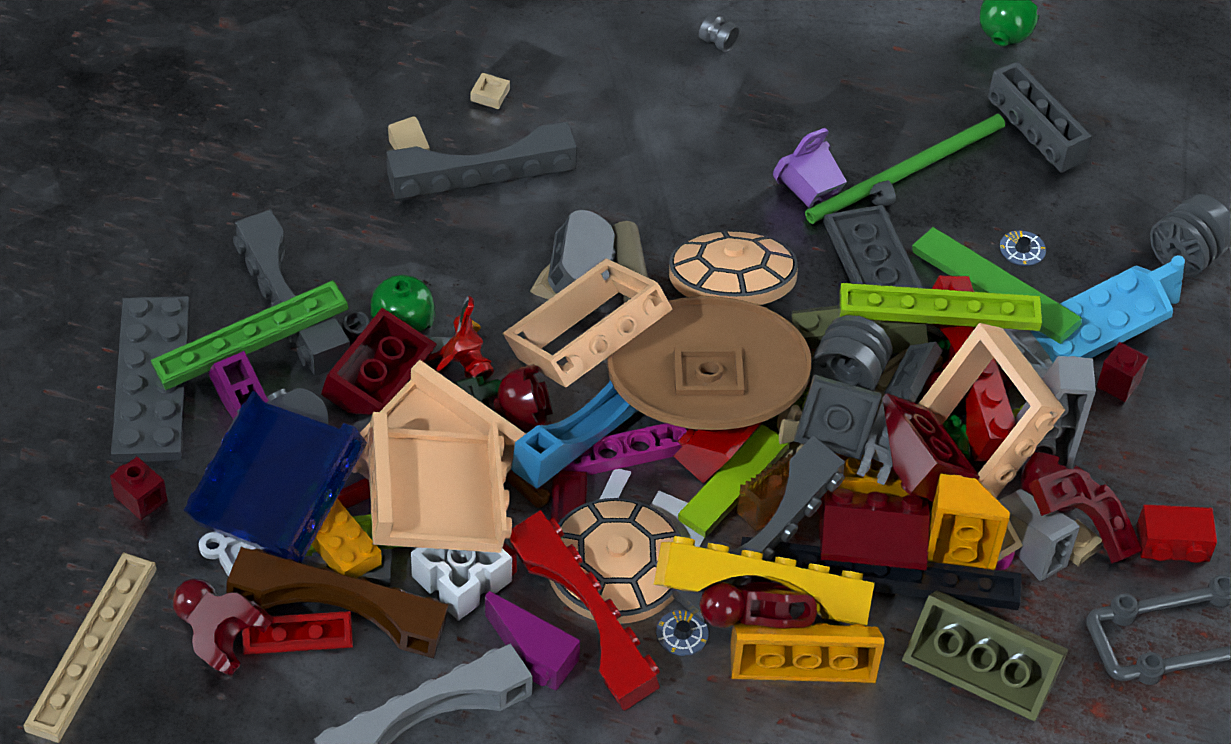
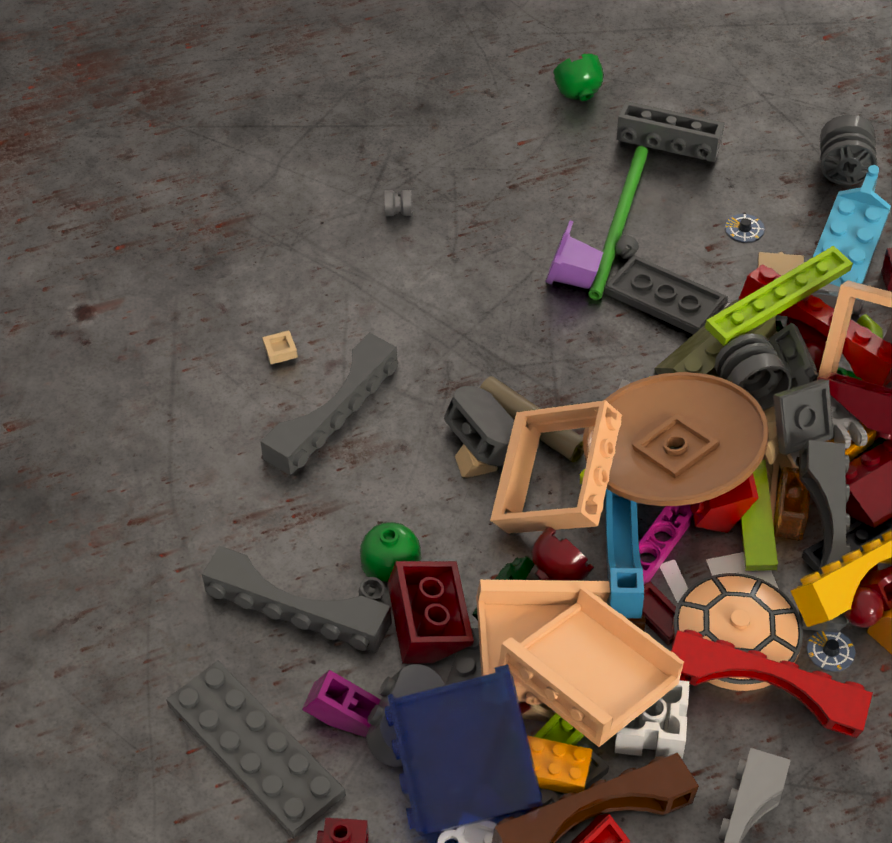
camera: 35 degrees left, 0 degrees up
(250, 334) = (308, 657): bright green tile -> none
(407, 134) = (255, 422): tan slope -> none
(463, 346) = (468, 548): red animal -> none
(541, 646) = (764, 730): magenta slope -> none
(733, 266) = (593, 363): light nougat dish -> none
(989, 278) = (745, 260): bright green tile -> none

